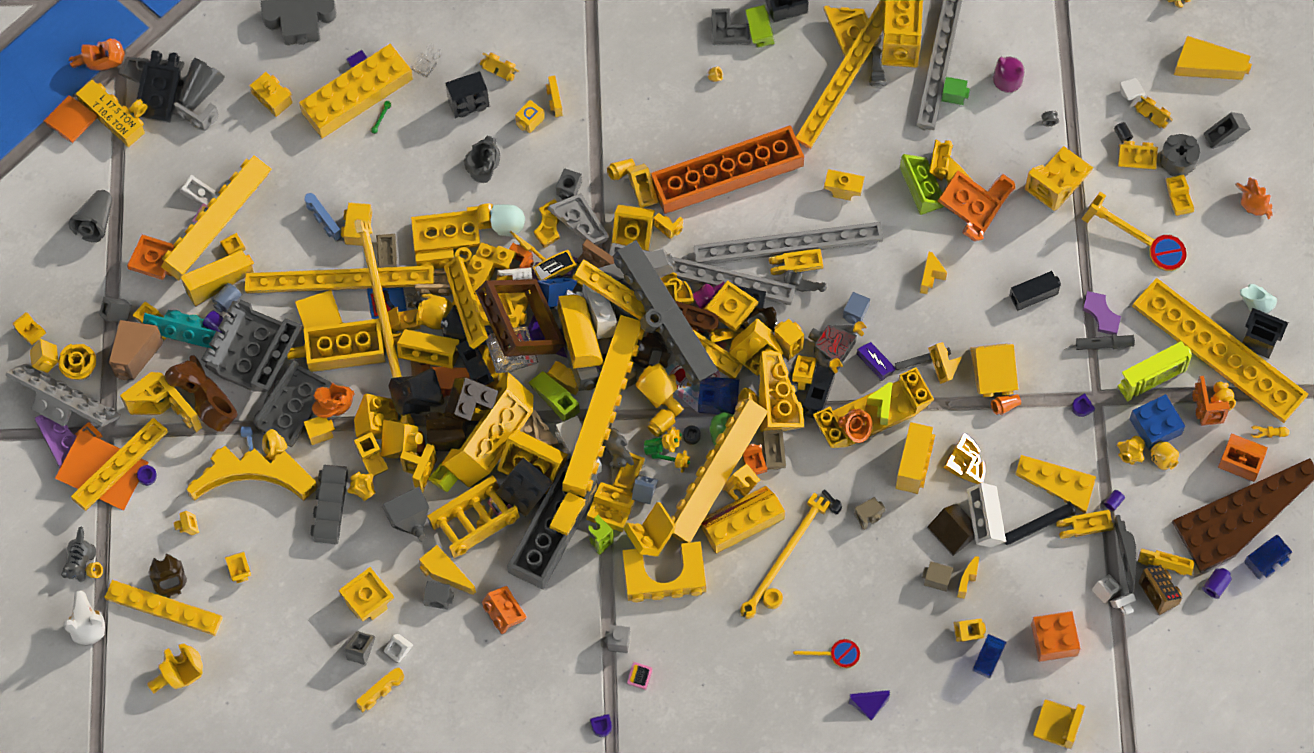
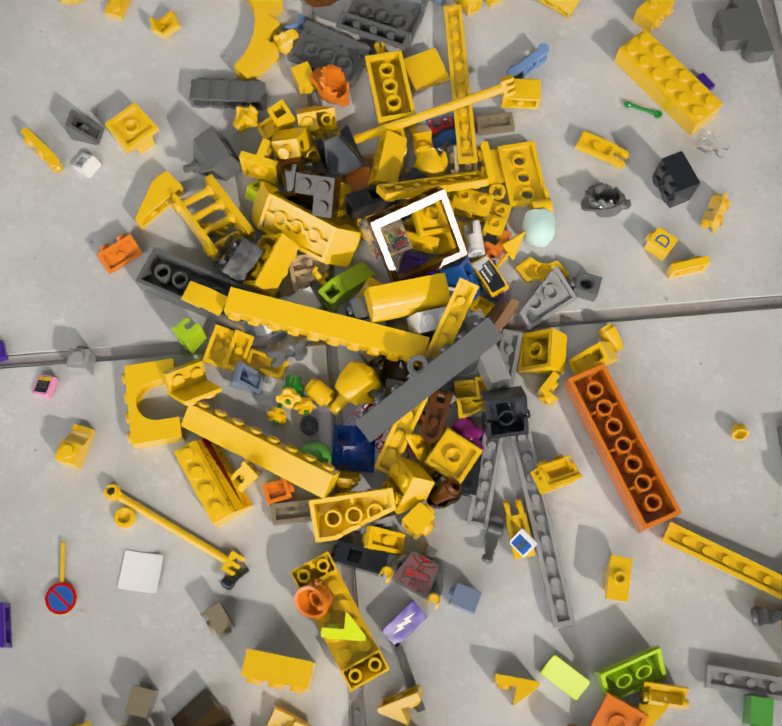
camera: 85 degrees right, 5 degrees up
(423, 158) = (602, 149): none -> yellow hinge
(438, 595) = (133, 192): dark grey brick -> none
(545, 416) = (318, 277): none -> yellow piece
(695, 257) = (504, 412): none -> black brick
(703, 642) = (75, 446): none -> yellow arch
(750, 224) = (555, 474): none -> yellow hinge
(763, 311) = (447, 490): none -> reddish brown cone
(810, 255) = (523, 542): none -> slope
(823, 583) = (140, 572): none -> white sticker
(923, 235) = (565, 677): none -> neon yellow slope

